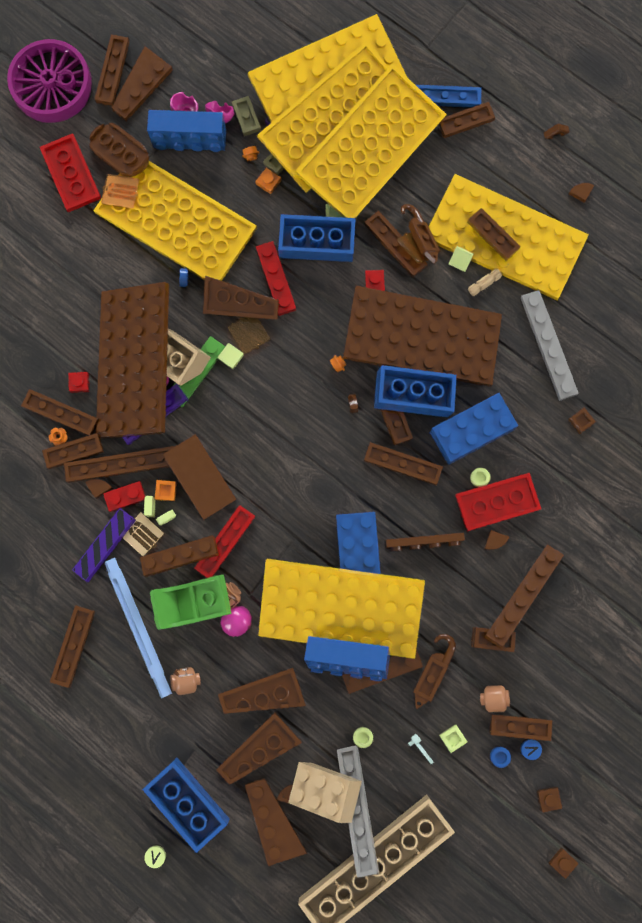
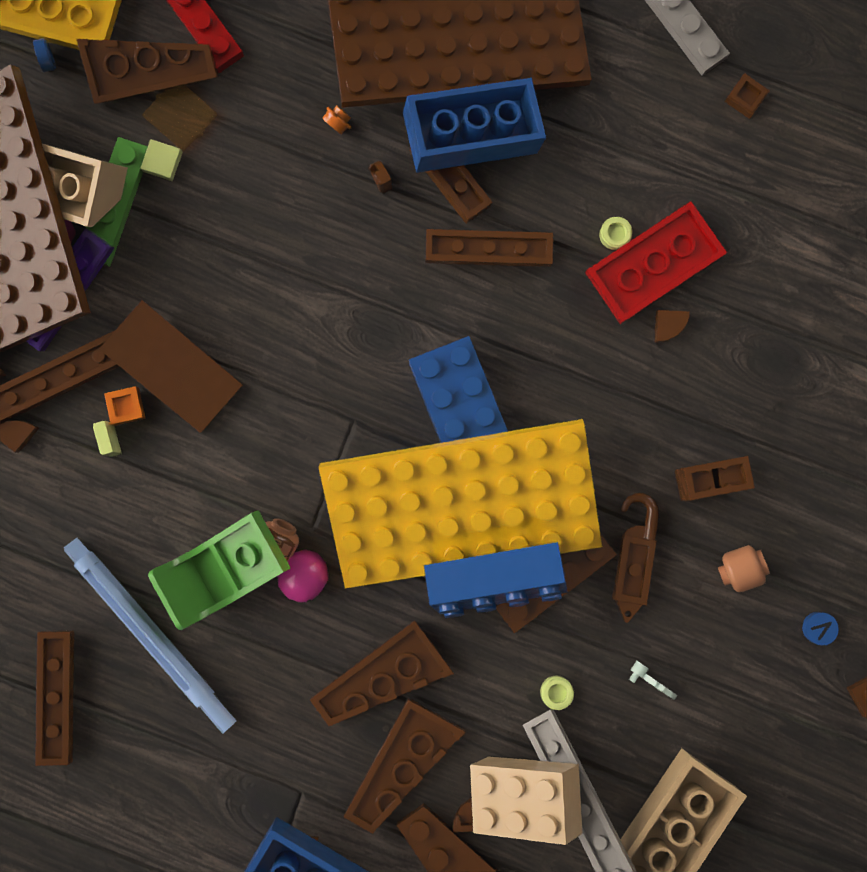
camera: 25 degrees left, 5 degrees up
(103, 545) = (53, 522): dark purple tile -> none
(124, 496) = (62, 435): red plate -> none
(143, 535) = (110, 486): piece -> none
(163, 519) = (139, 448): yellowish green tile -> none
(179, 556) = (179, 502): reddish brown plate -> none
(184, 681) = (251, 695): nougat head -> none
(226, 541) = (245, 458): red plate -> none
(433, 541) = (573, 354): reddish brown plate -> none
(453, 738) = (696, 650): yellowish green tile -> none
(473, 428) = (583, 157): blue brick -> none
(500, 757) = (776, 655): blue tile -> none
(521, 727) = (795, 600): reddish brown plate -> none
(524, 596) = (742, 397): reddish brown plate -> none

